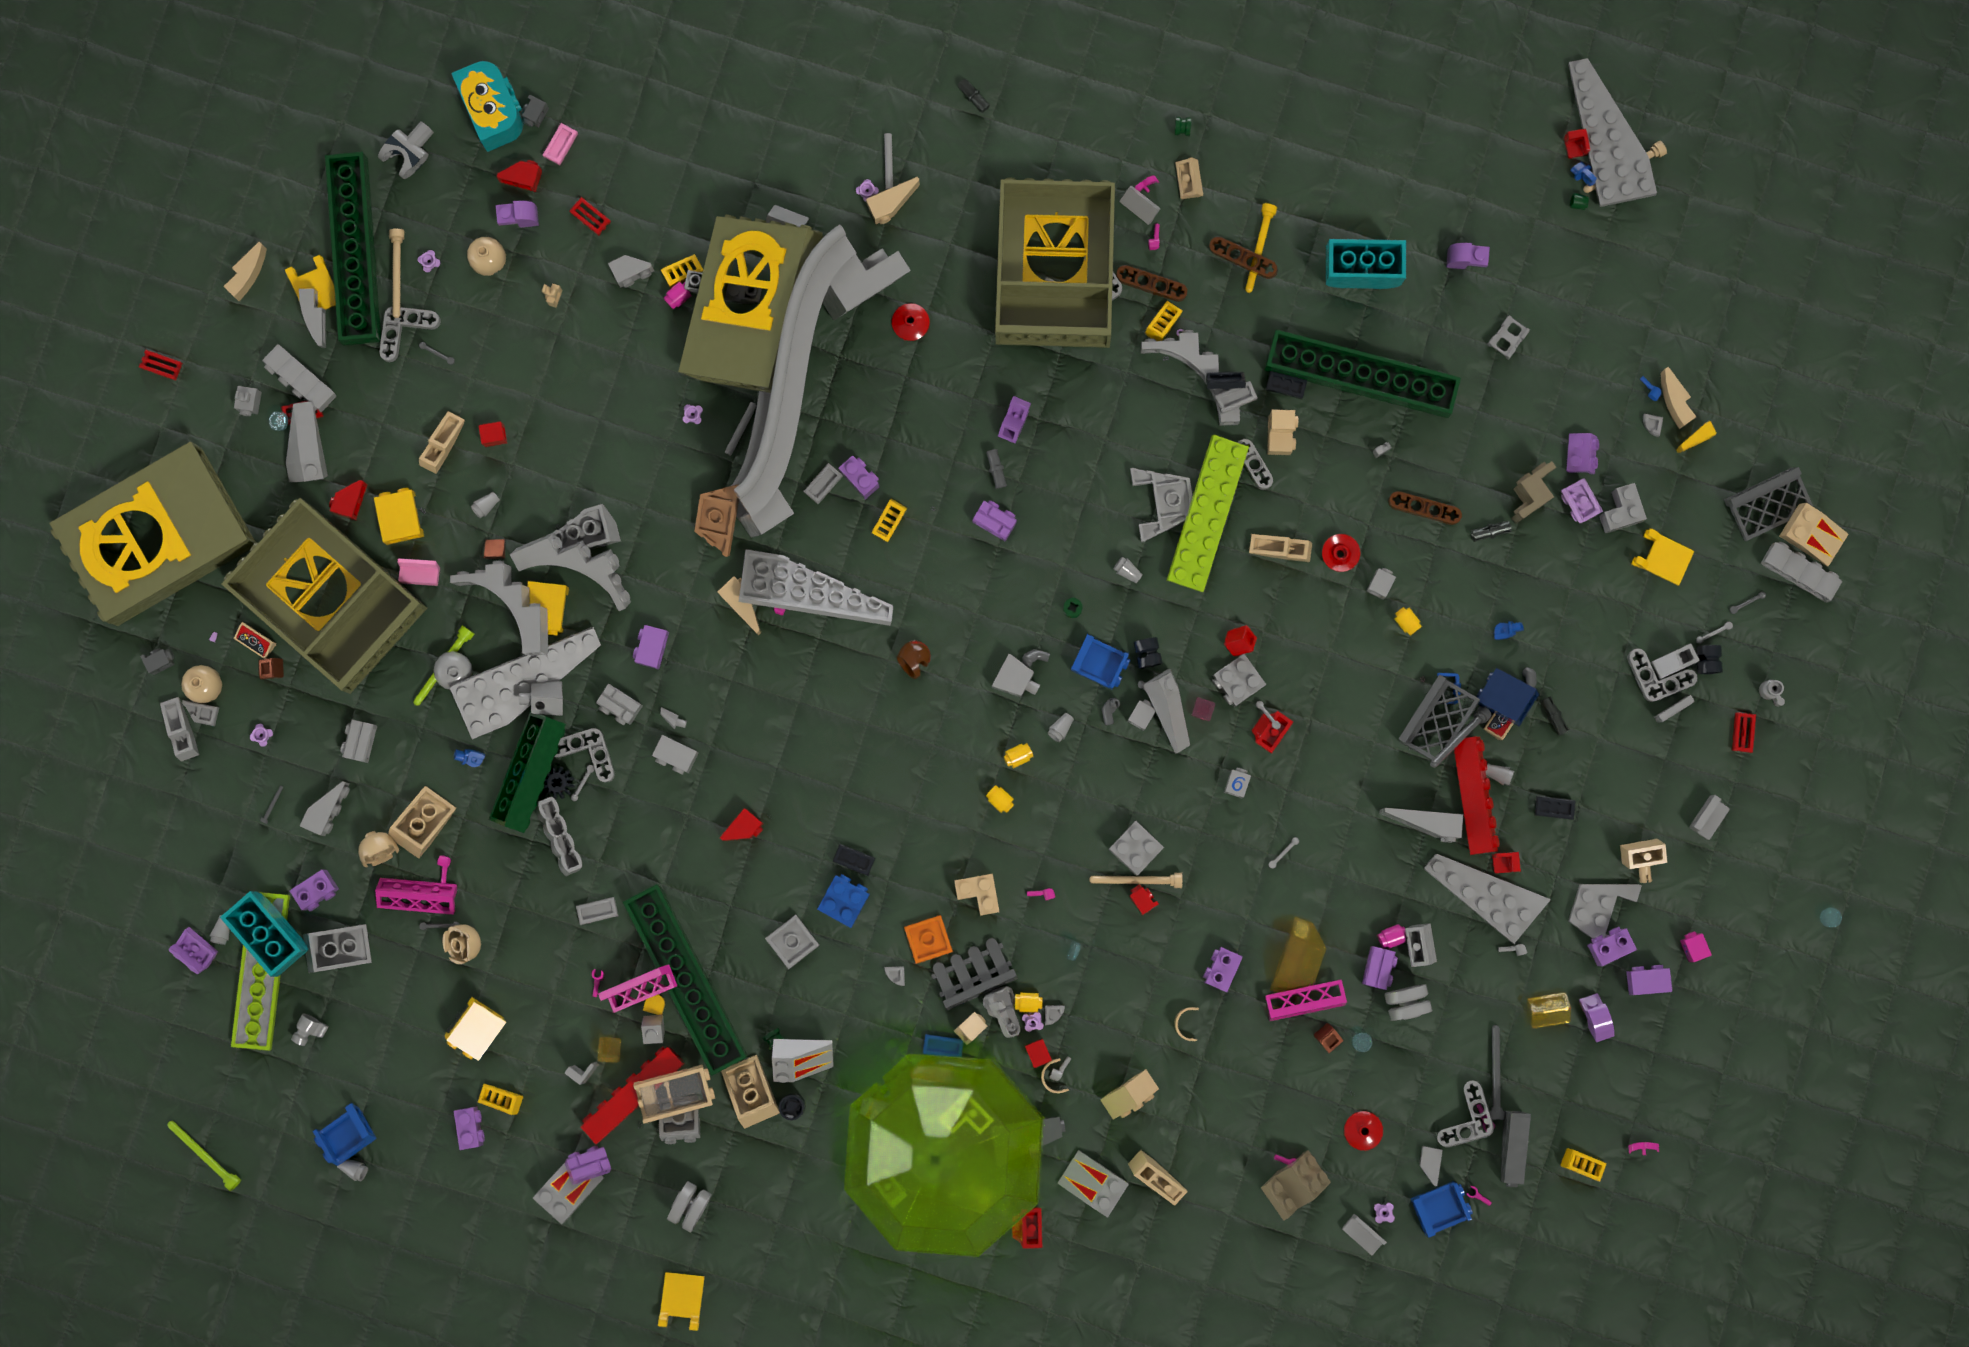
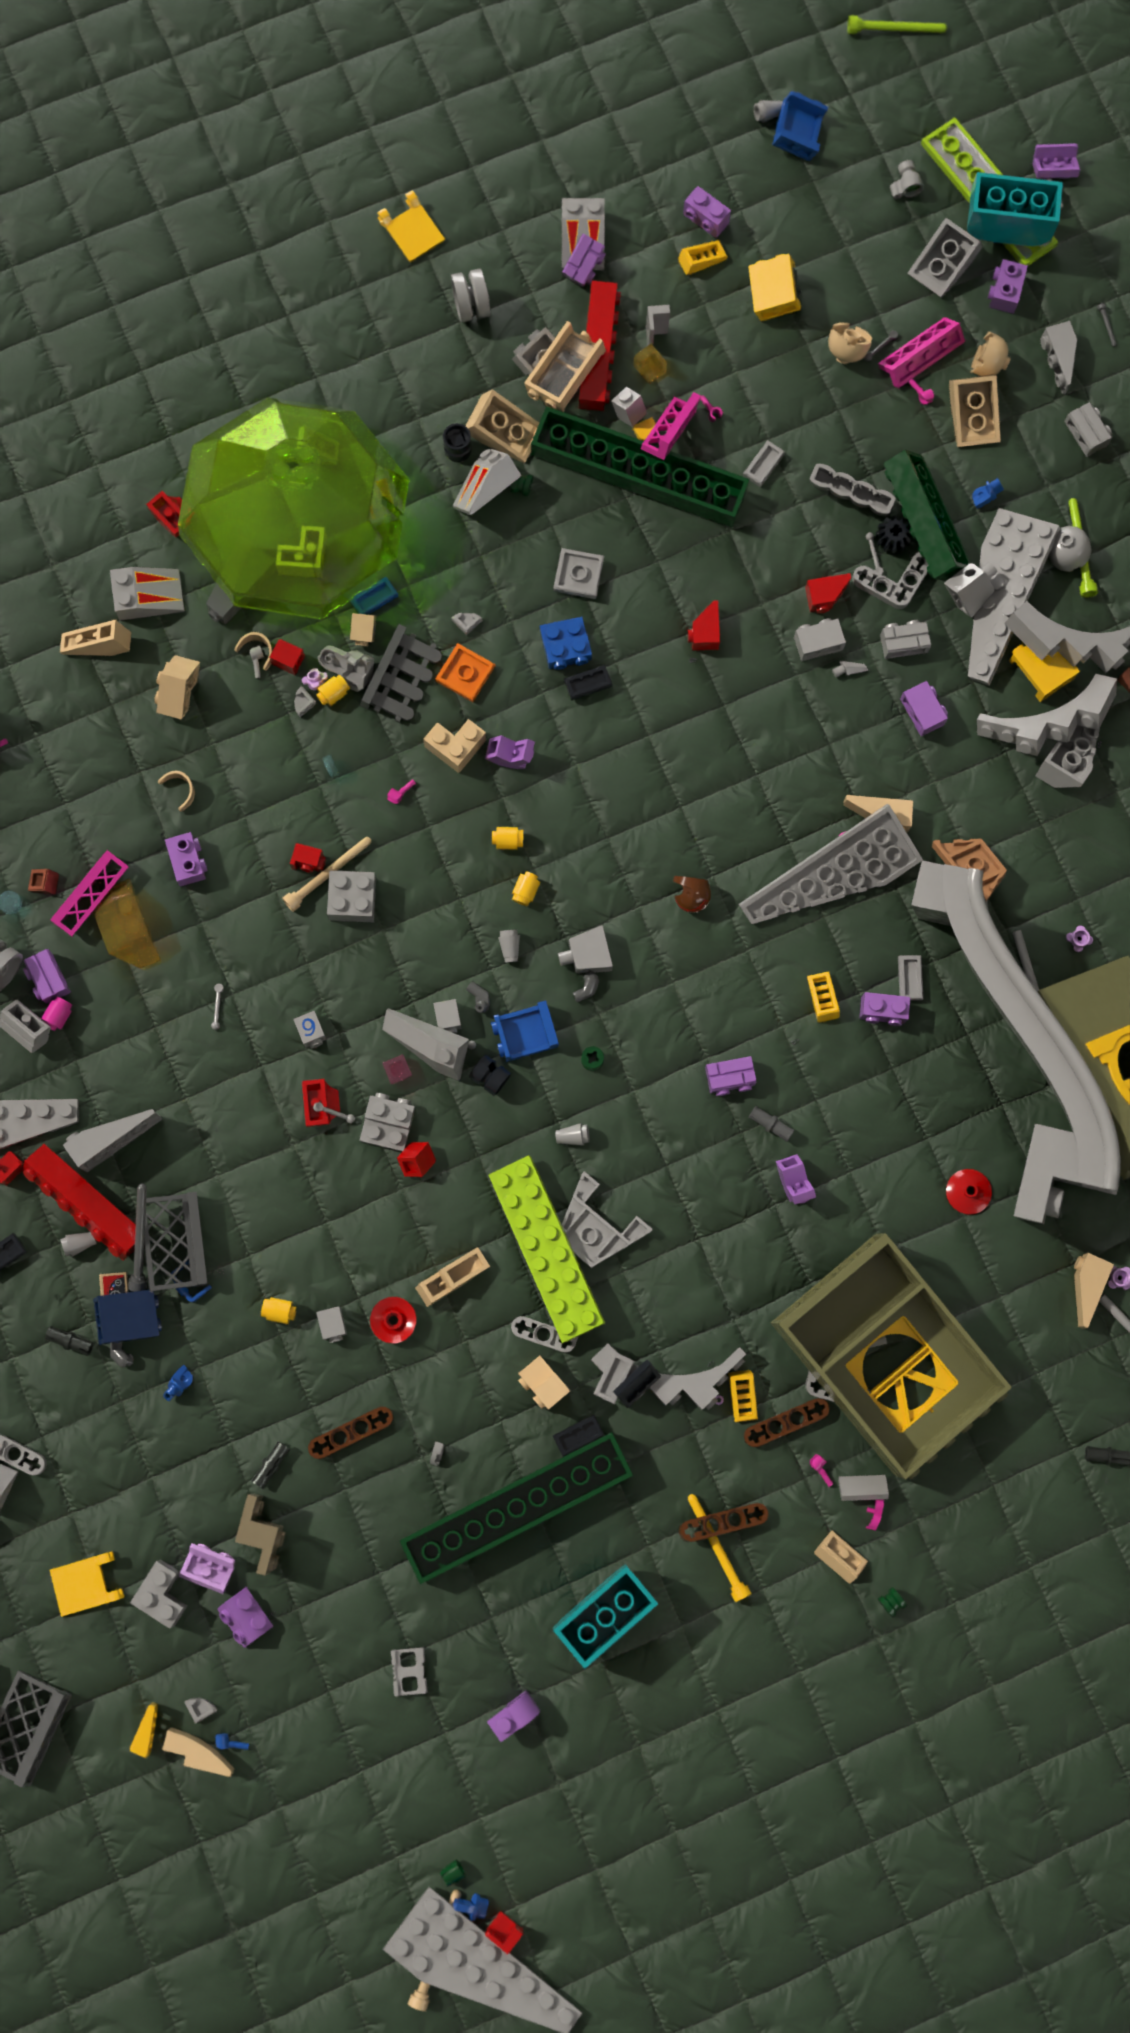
camera: 135 degrees right, 5 degrees down
(641, 782) = (825, 591): none -> red slope
(948, 855) = (510, 753): none -> medium lavender brick

